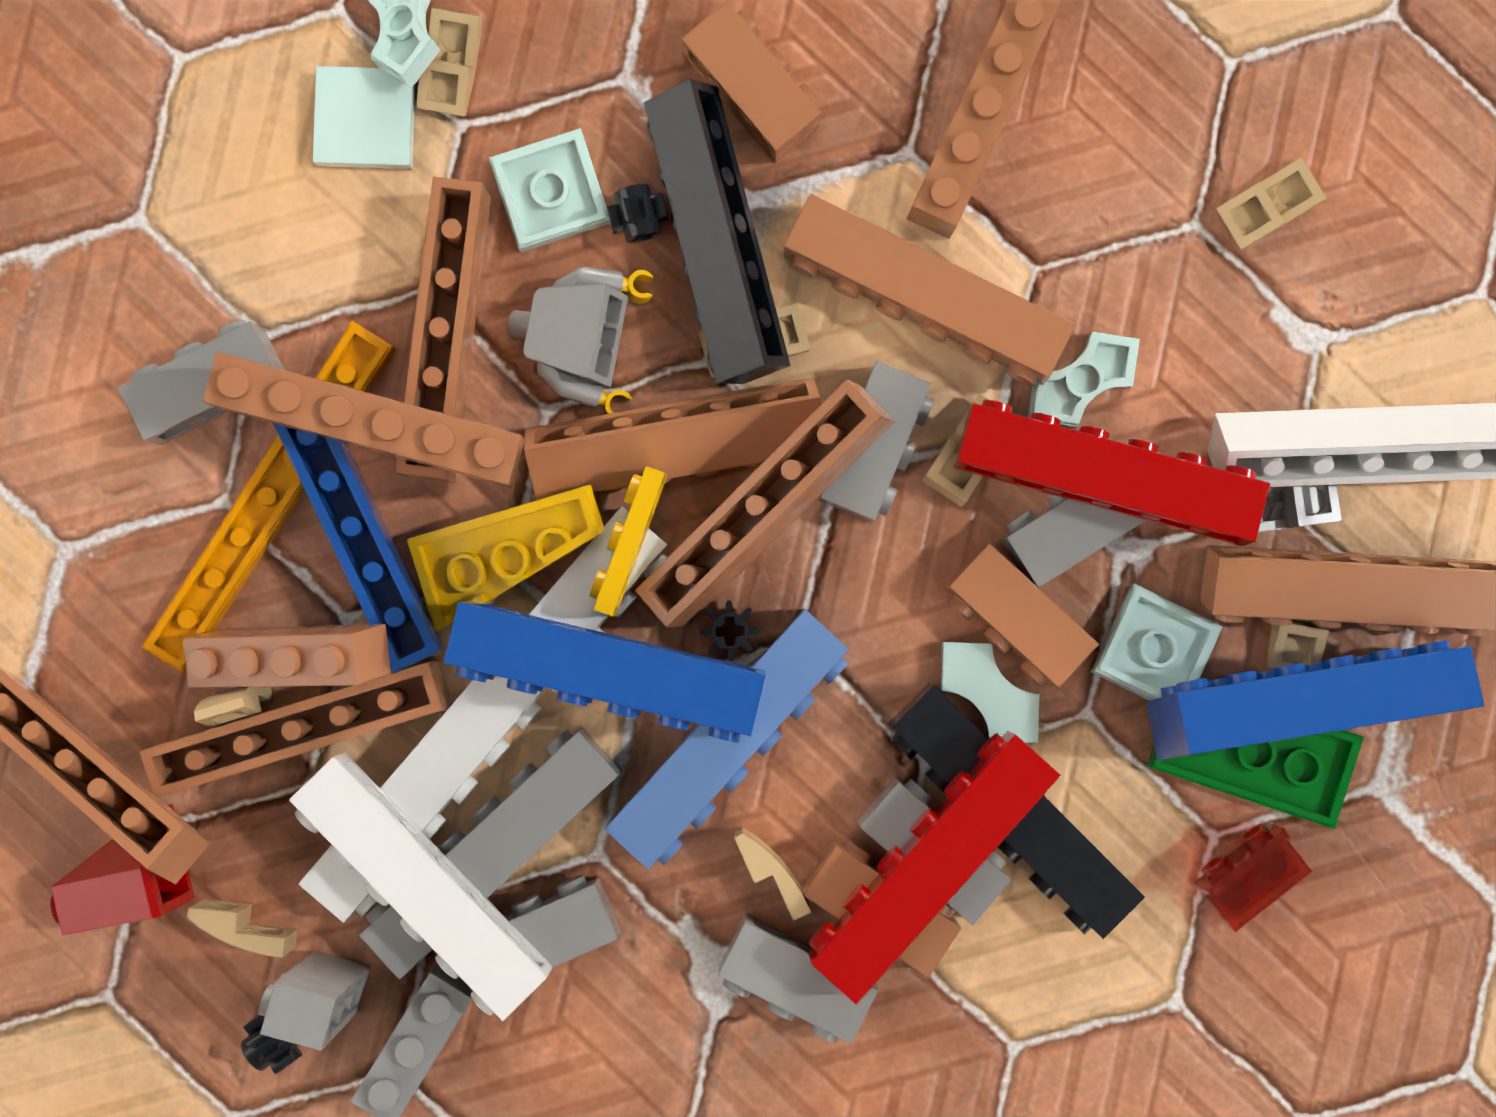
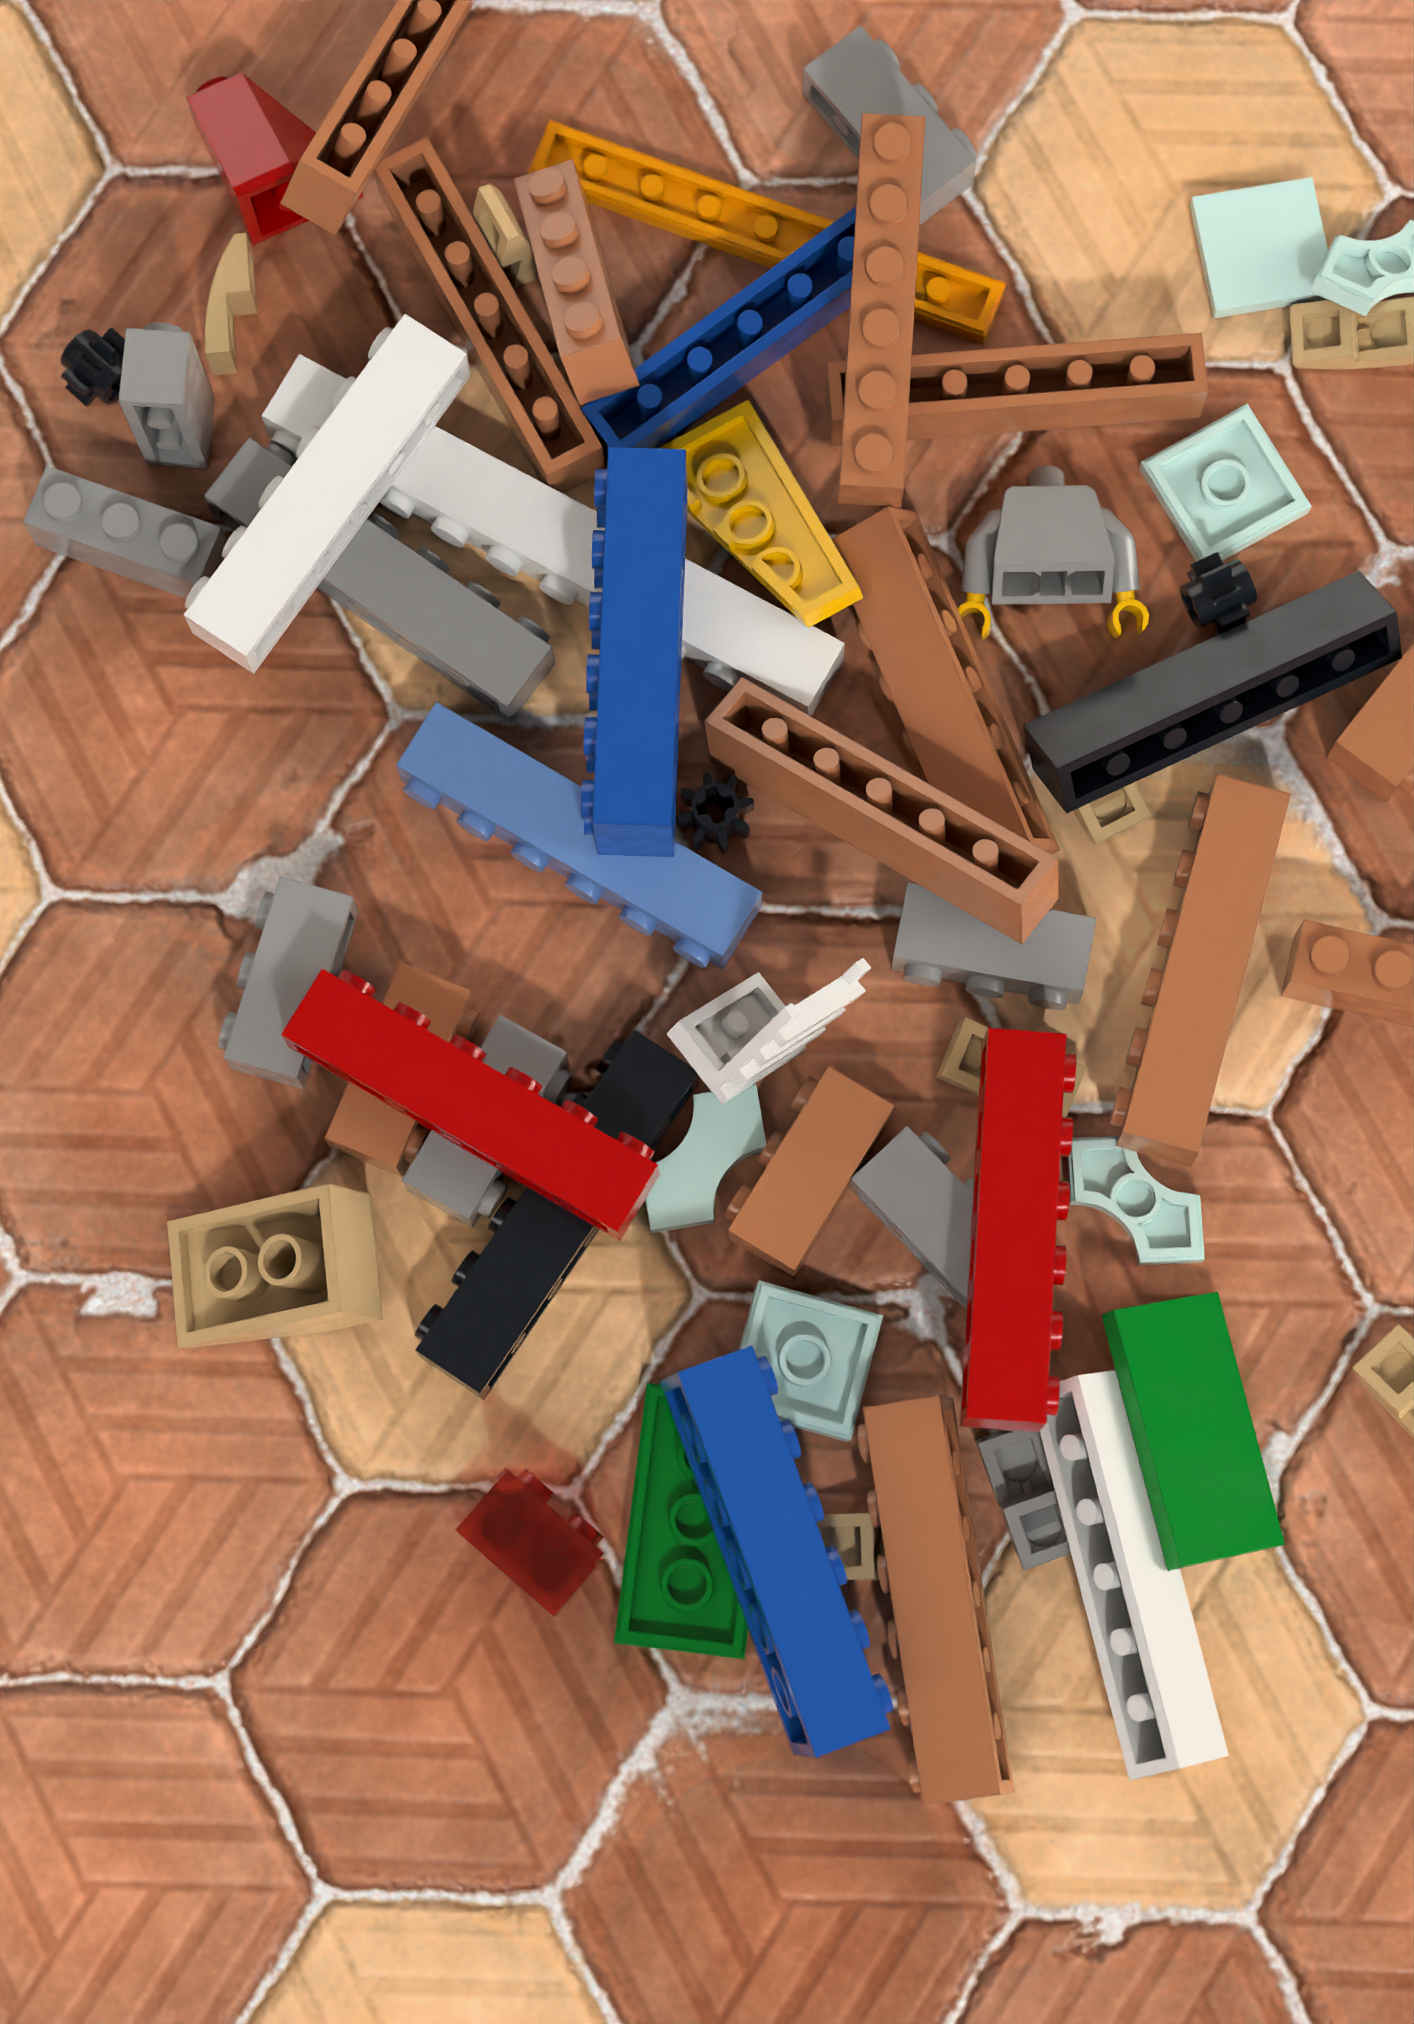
camera: 85 degrees right, 10 degrees down
(568, 922) = (310, 689): light grey brick -> none
(627, 540) = (801, 653): yellow plate -> none
(763, 863) = (432, 909): tan slope -> none
(914, 635) = (753, 1033): none -> white plate
(1014, 1028) = (275, 1267): none -> tan slope
(1269, 376) = (1192, 1430): none -> green tile

